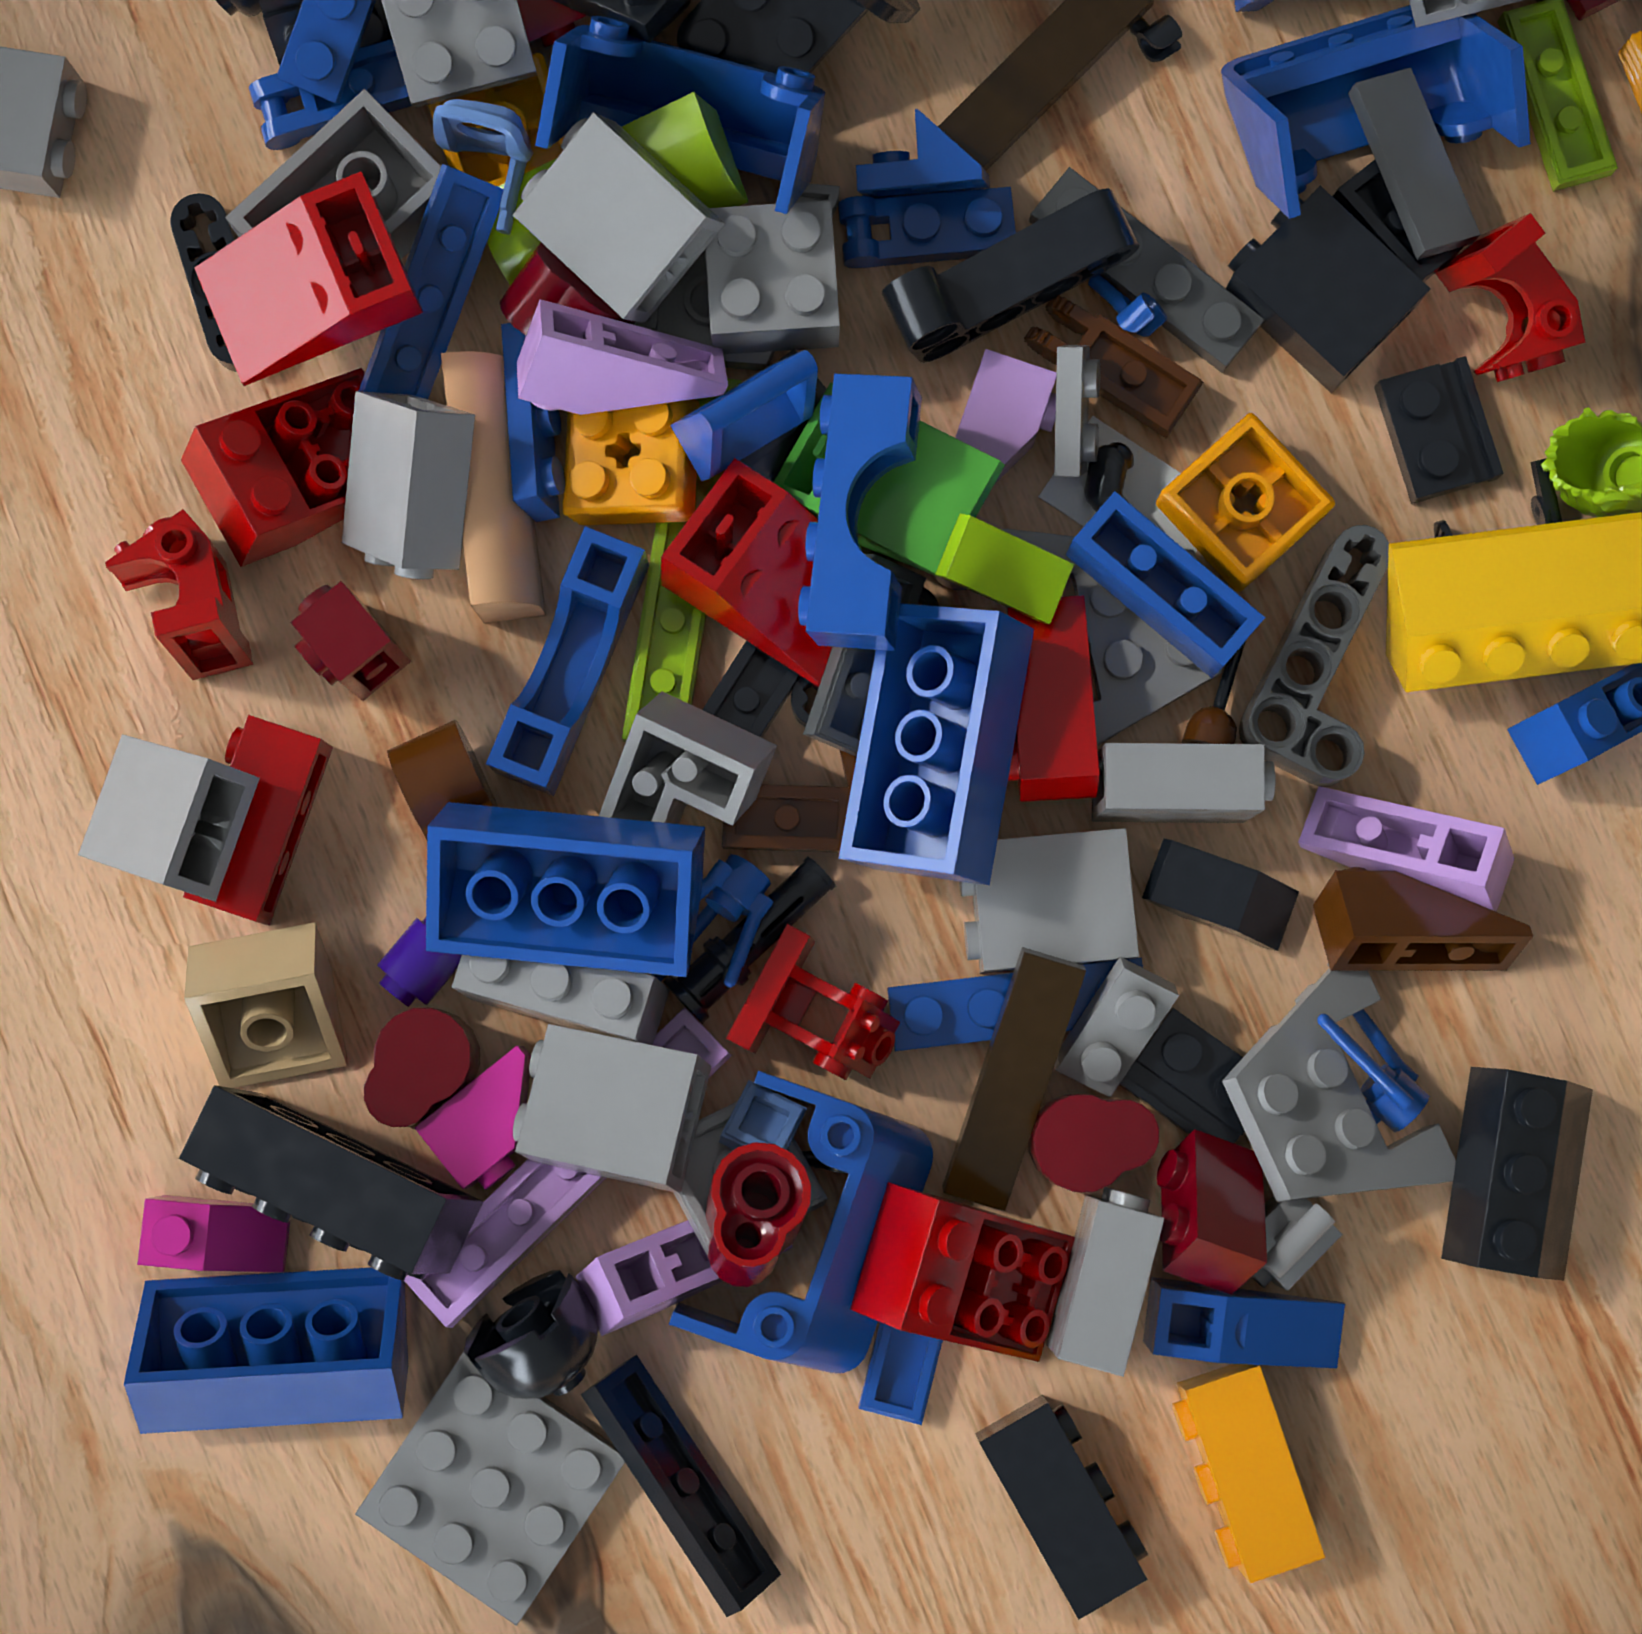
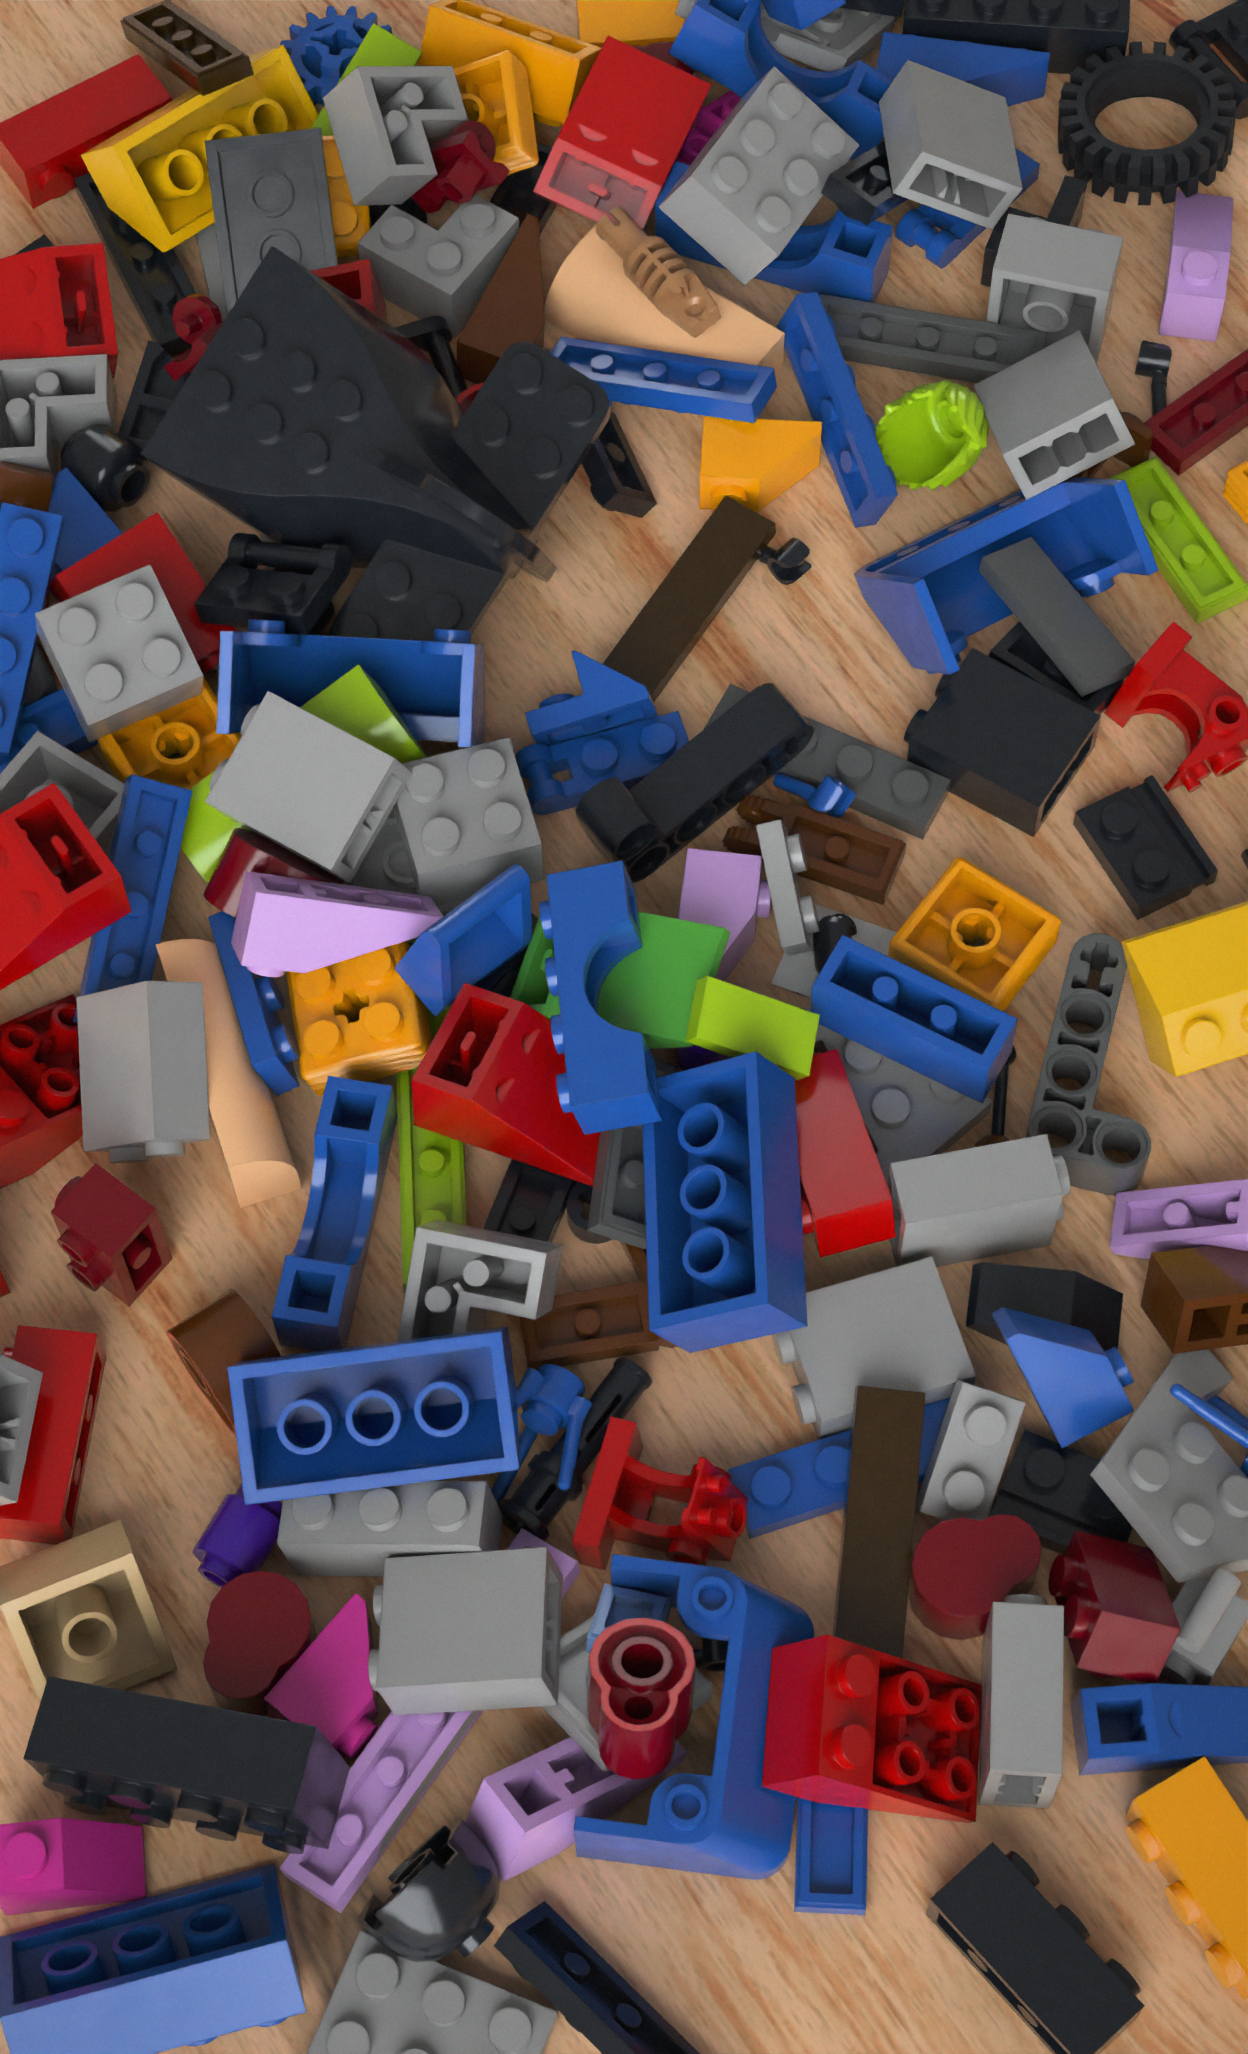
camera: 10 degrees left, 20 degrees down
(509, 141) = (191, 753): medium blue piece -> none
(1224, 972) = (1067, 1373): none -> blue slope

